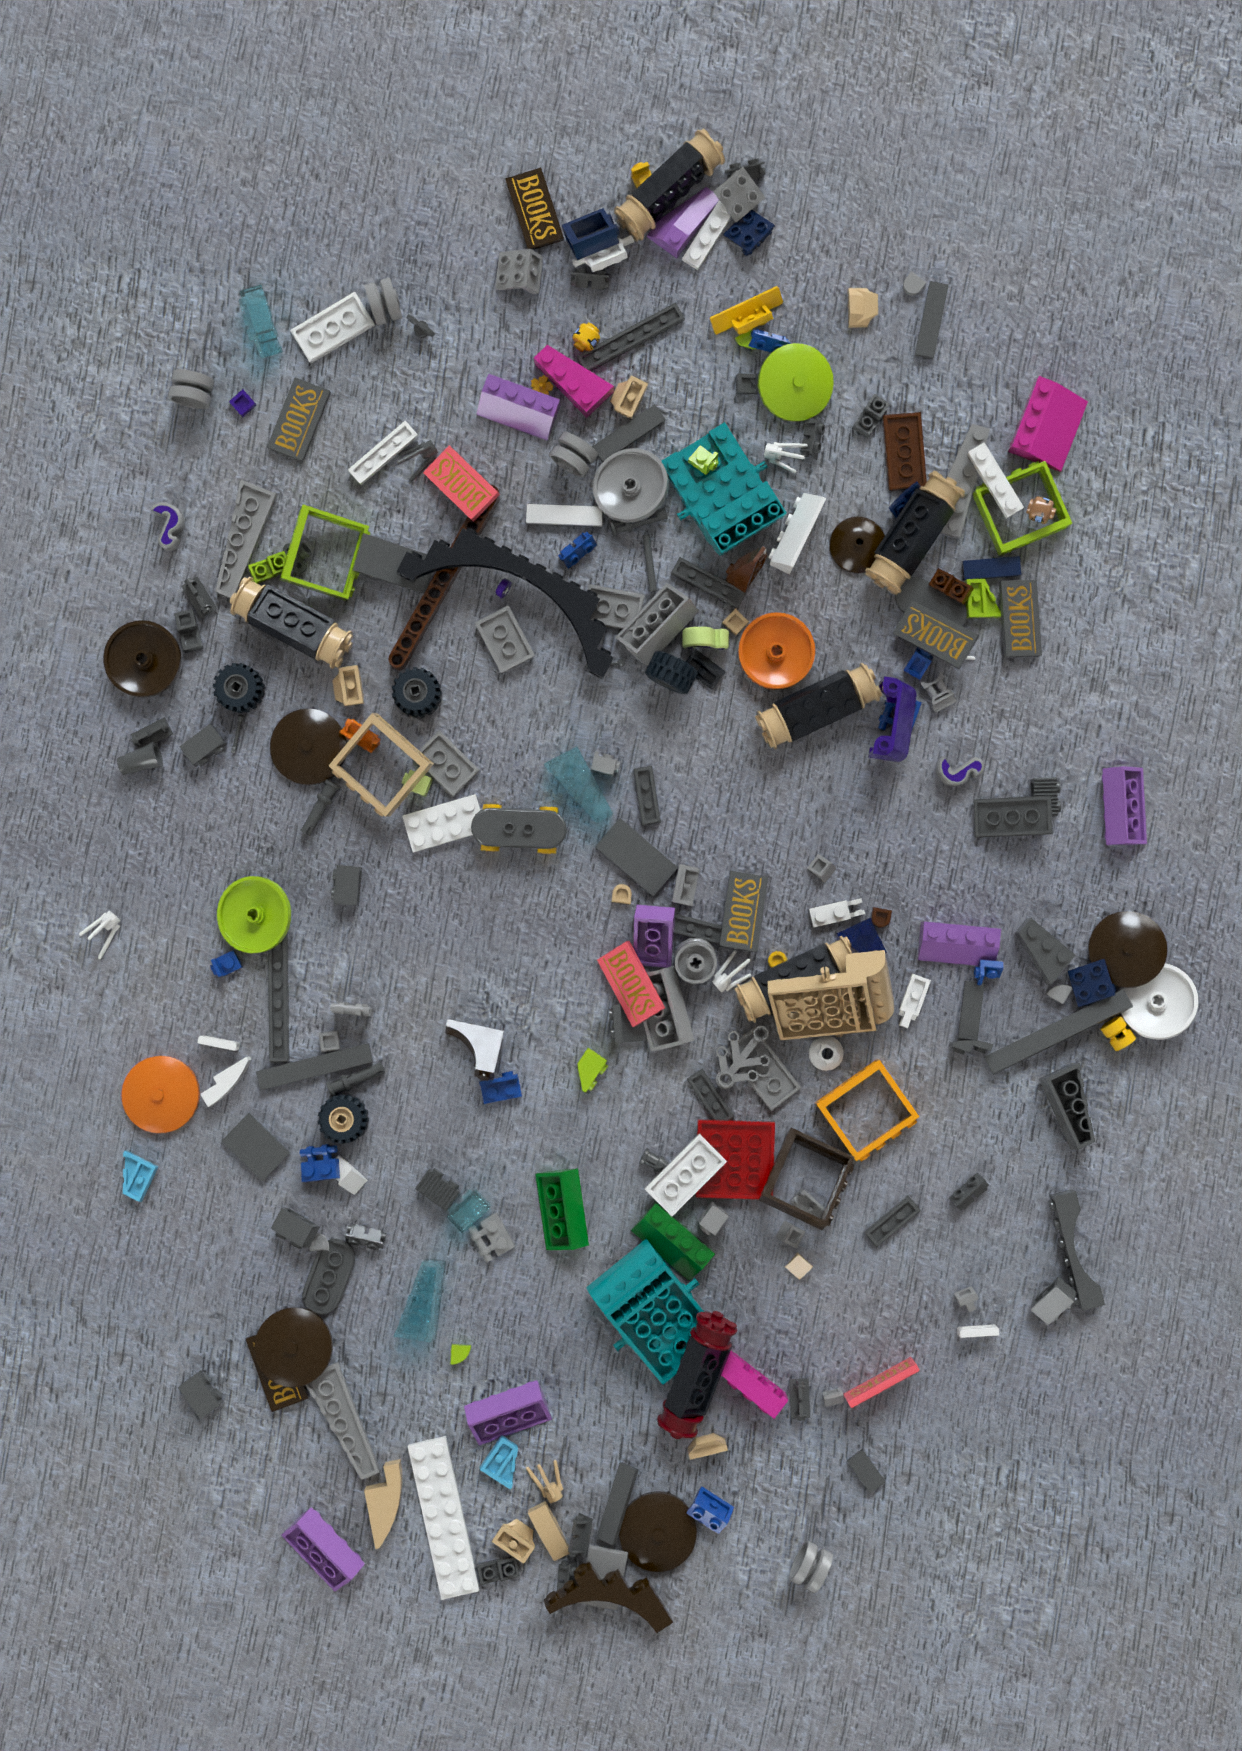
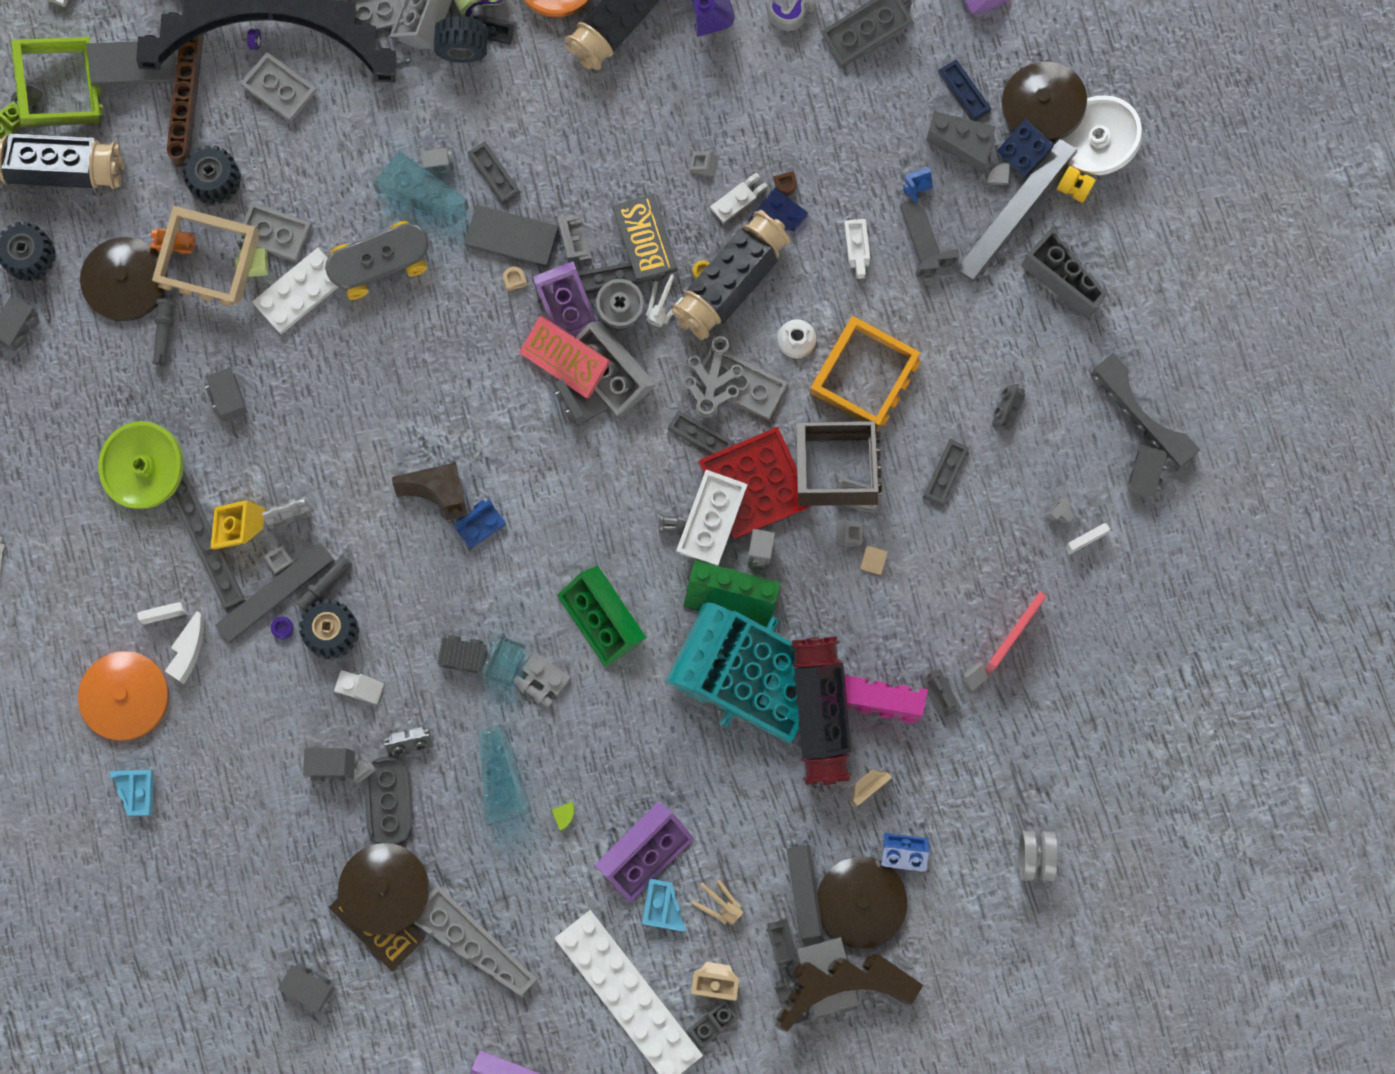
camera: 25 degrees left, 10 degrees down
(226, 964) = (134, 531): blue bracket -> none
(256, 1146) = (249, 703): dark grey tile -> none
(307, 1000) = (236, 524): none -> yellow slope
(307, 1097) = (282, 628): none -> dark purple tile
(321, 1169) = (327, 693): blue plate -> none
(348, 686) = (138, 201): tan slope -> none
(384, 1501) = (557, 1008): tan slope -> none
(549, 1530) = (747, 955): tan slope -> none
(589, 1067) = (561, 460): lime slope -> none
(836, 1001) = (775, 271): tan piece -> none
(866, 1471) = (1046, 735): dark grey tile -> none
(957, 943) = (873, 171): medium lavender slope -> none
(1067, 906) = (964, 90): none -> dark blue tile

